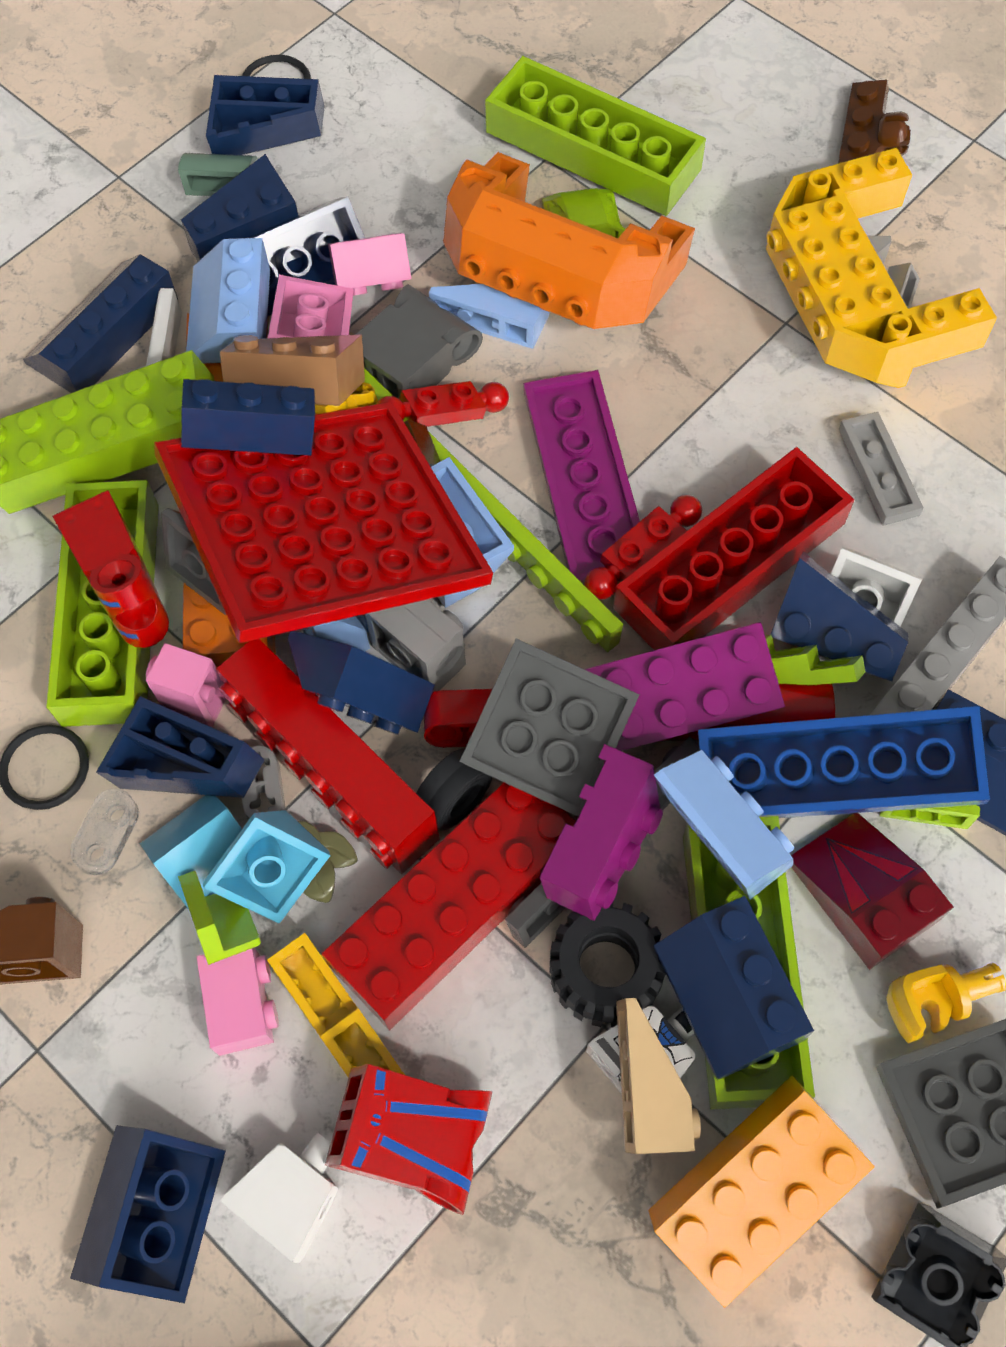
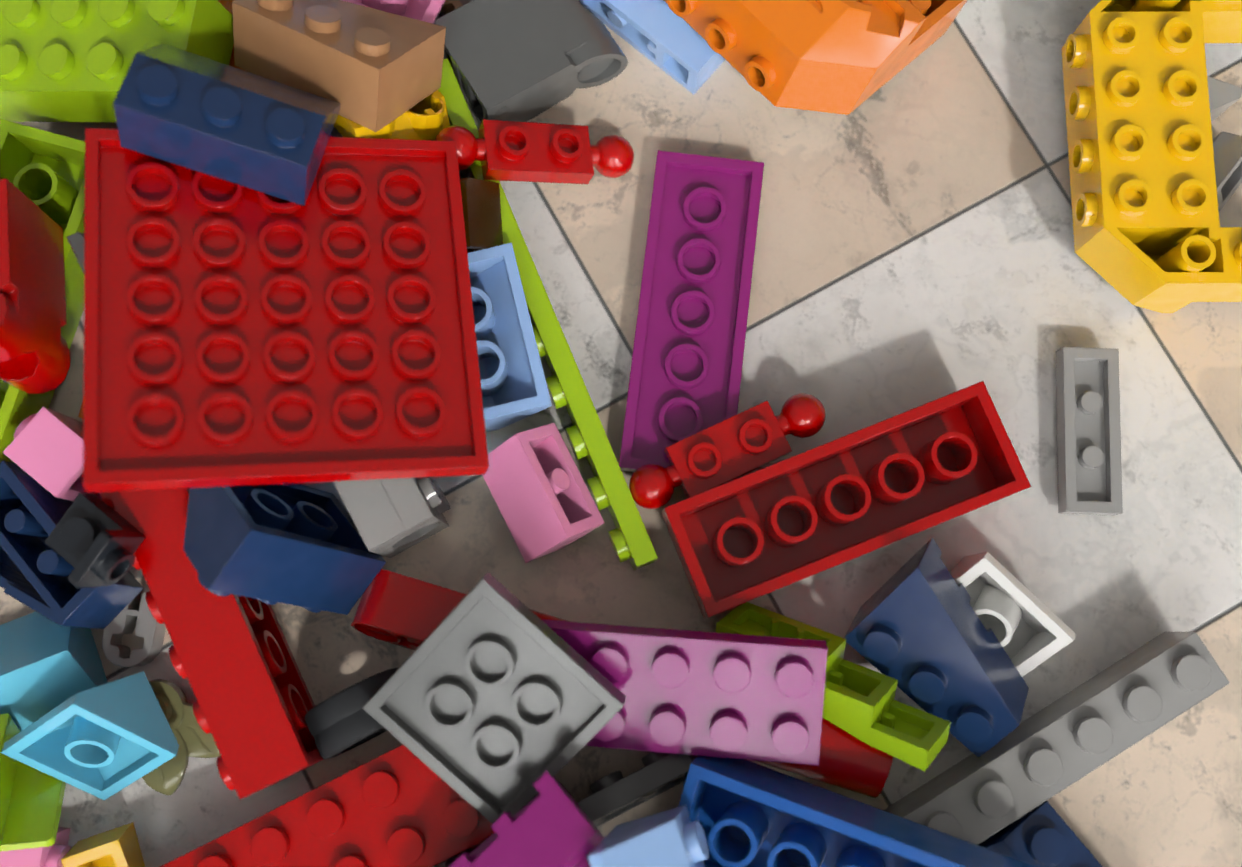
camera: 15 degrees right, 15 degrees up
(233, 712) = (95, 542): none -> black bracket
(524, 609) = (540, 492): none -> bright pink brick

